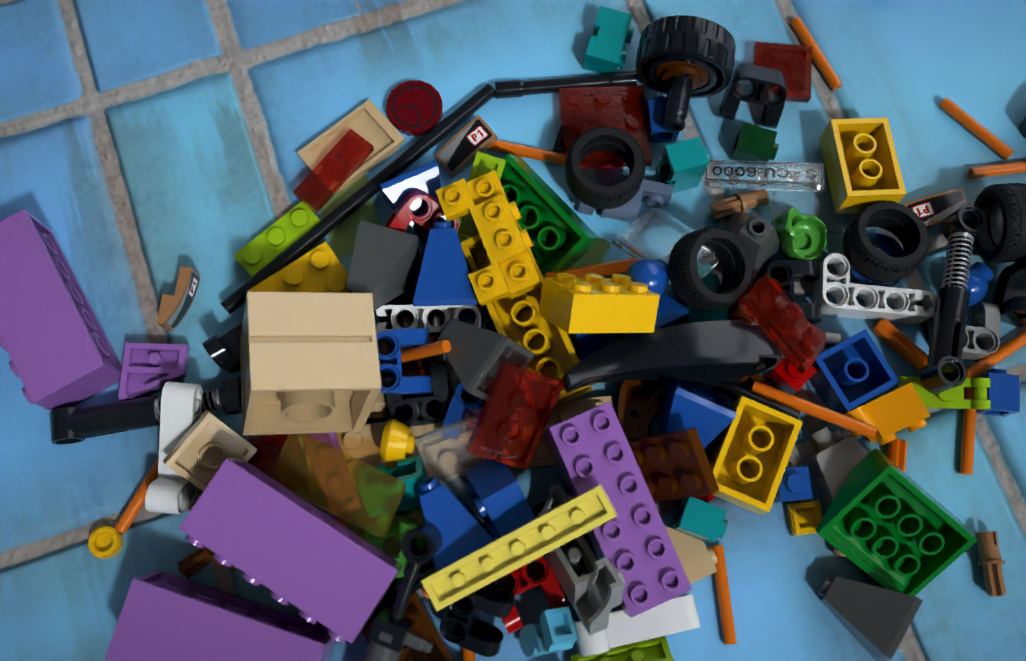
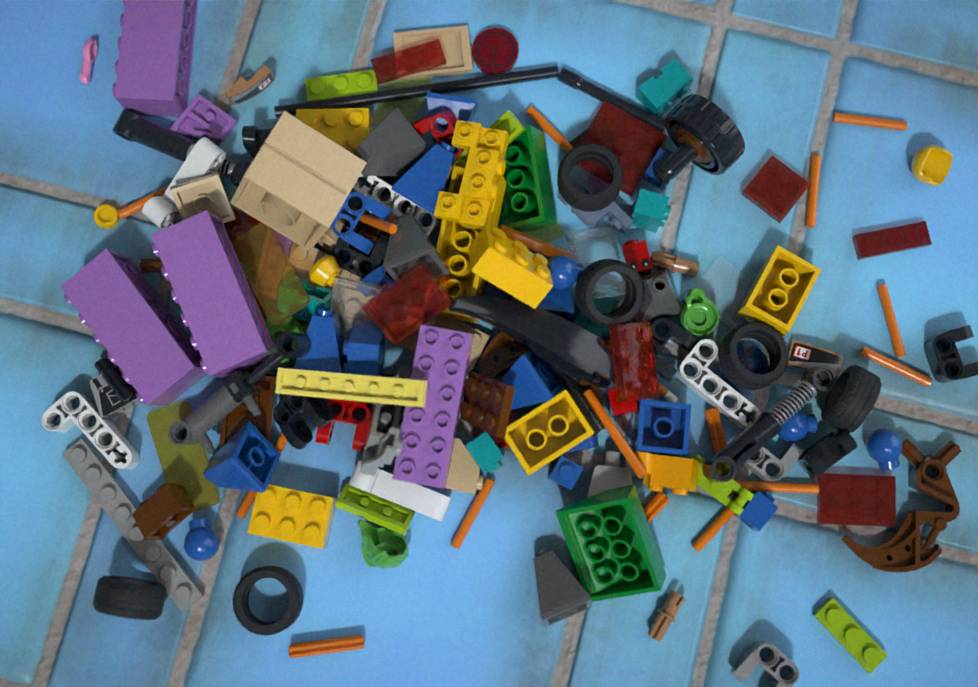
camera: 40 degrees right, 5 degrees up
(463, 146) = (514, 99): slope -> none
(552, 634) = (340, 457): medium azure leg -> none
(700, 215) = (637, 256): none -> red brick
(754, 144) = (715, 230): dark green brick -> none
(756, 93) = (744, 189): black piece -> none
(764, 175) = (704, 254): clear tile -> none
(804, 517) = (561, 498): yellow tile -> none
(919, 54) = (891, 240): none -> clear red plate

